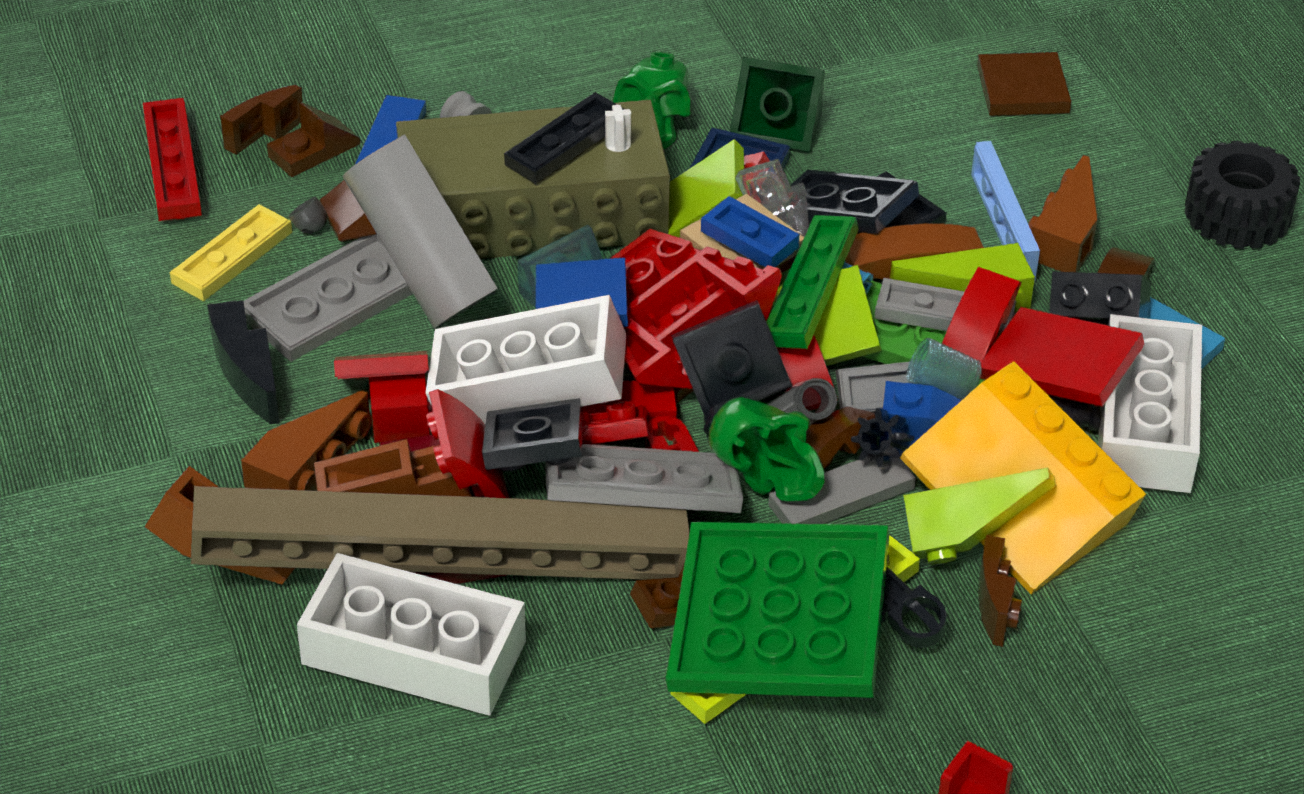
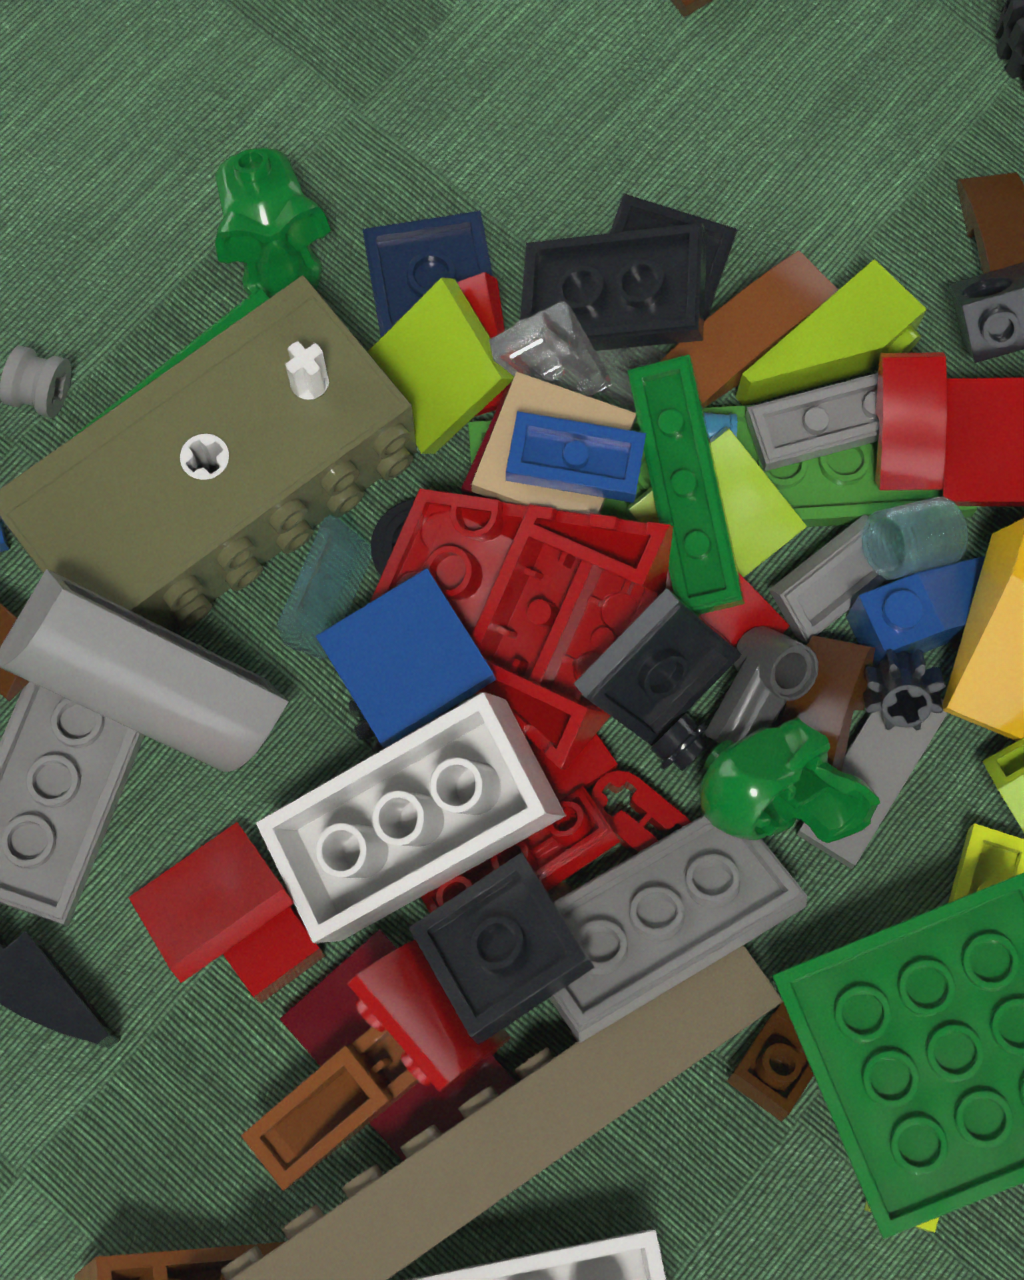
camera: 30 degrees left, 30 degrees up
(288, 452) = (192, 1110): dark orange slope -> none
(560, 139) = (241, 419): black tile -> none
(778, 102) = (432, 151): dark green slope -> none
(1002, 203) = (806, 188): light blue tile -> none
(1067, 221) = (900, 171): dark orange slope -> none

